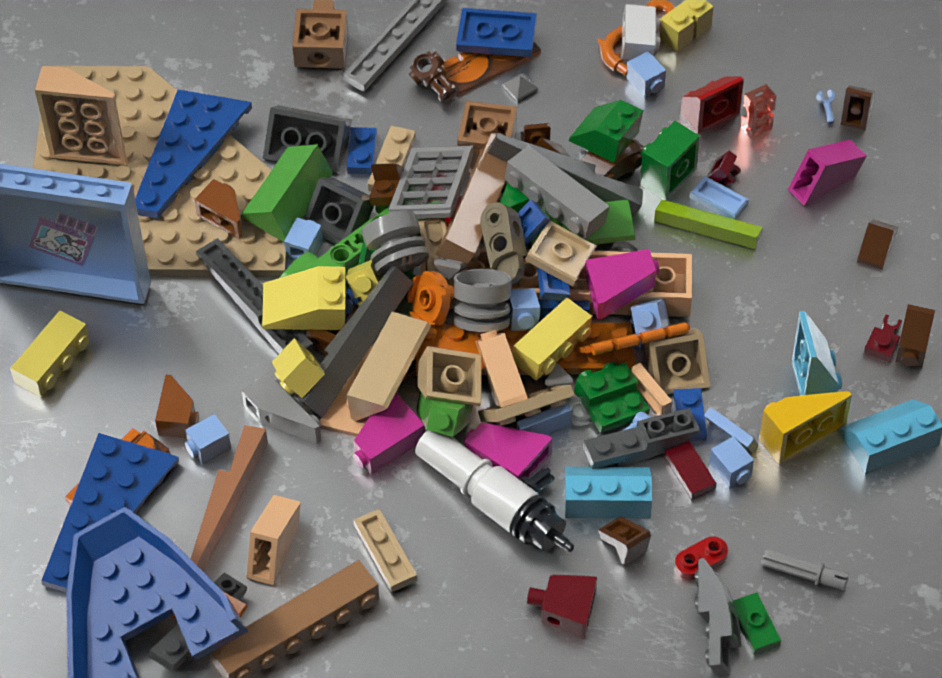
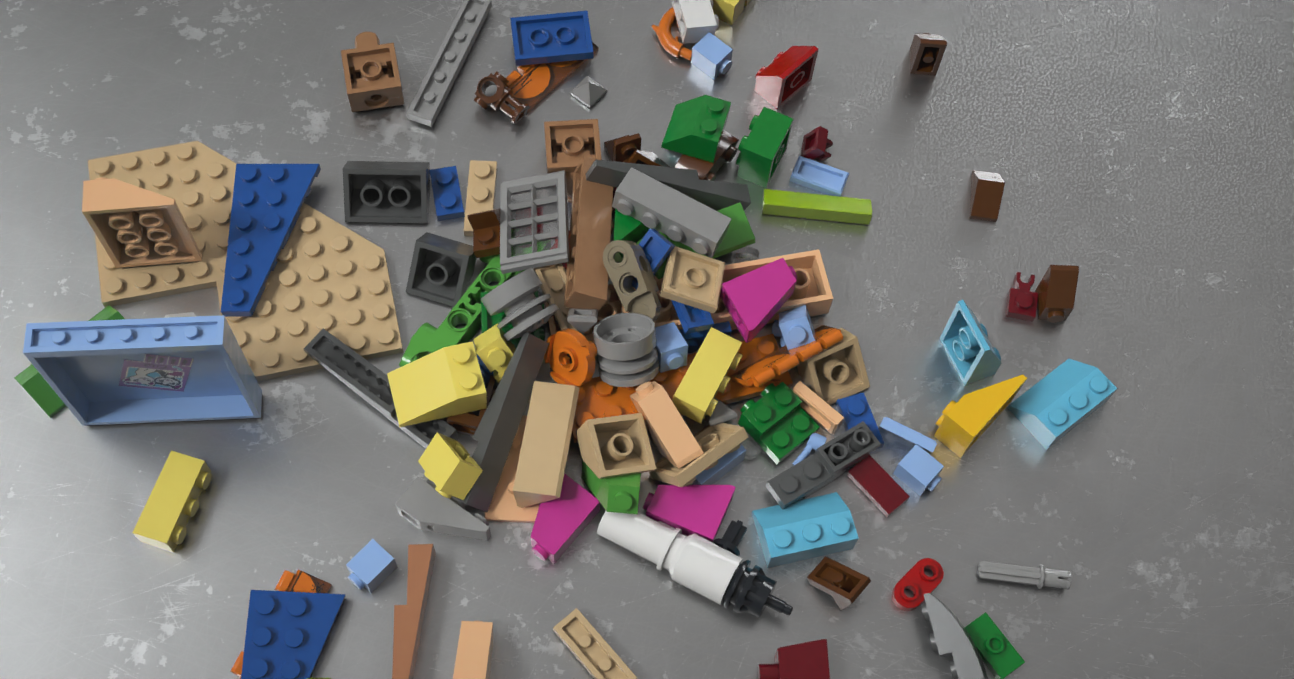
camera: 20 degrees left, 10 degrees up
(175, 410) = (328, 540): dark orange slope -> none
(219, 207) = (316, 292): dark orange slope -> none
(287, 190) = (383, 258): bright green slope -> none
(303, 238) = (413, 308): light blue brick -> none
(758, 110) = (836, 77): clear red piece -> none
(825, 170) = (916, 128): dark pink slope -> none
(827, 104) = (893, 53): light blue hand -> none

